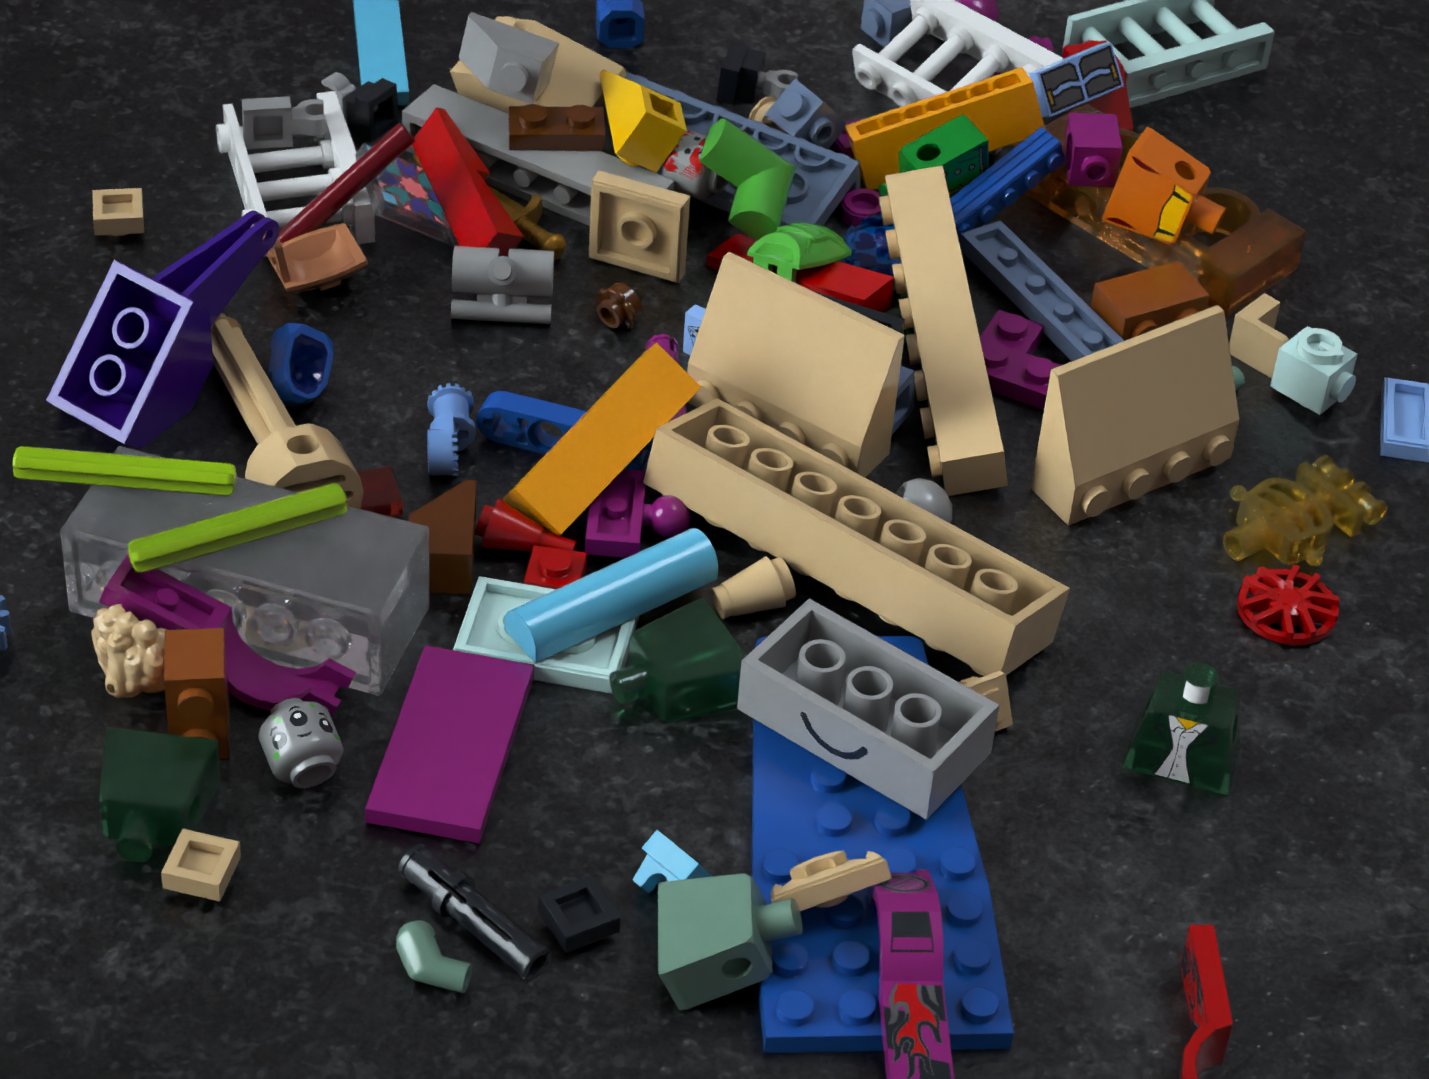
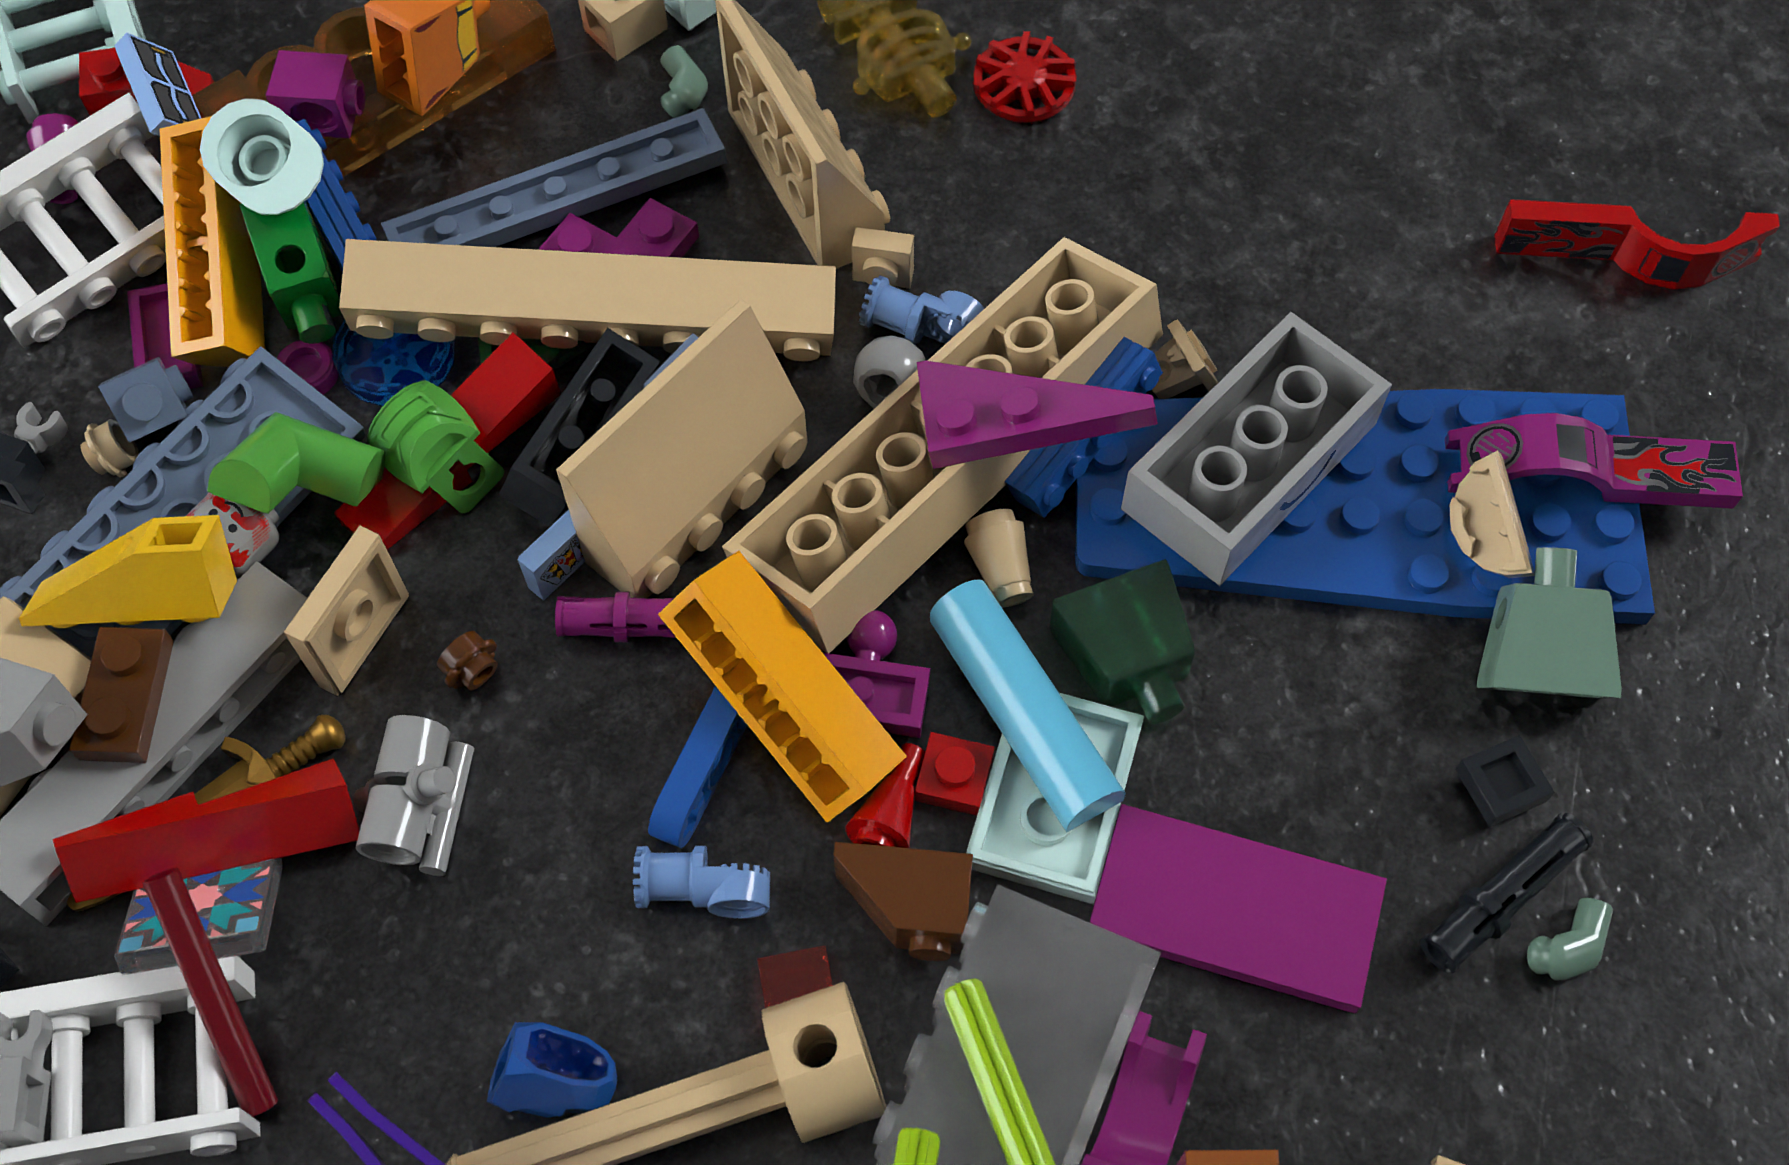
camera: 80 degrees left, 20 degrees up
(301, 743) = (1267, 1079): light grey head -> none
(317, 259) = (308, 1037): nougat piece -> none
(665, 862) = (1435, 673): medium azure tile -> none
(851, 524) = (995, 413): none -> magenta wing
(900, 624) = (1051, 470): none -> blue piece
(991, 516) = (915, 314): none -> medium blue connector
(1006, 115) = (261, 156): none -> light aqua piece
(1040, 506) = (883, 255): none -> tan plate
(1148, 299) = (560, 102): dark orange brick -> none
(1188, 730) = (1248, 163): clear green torso -> none

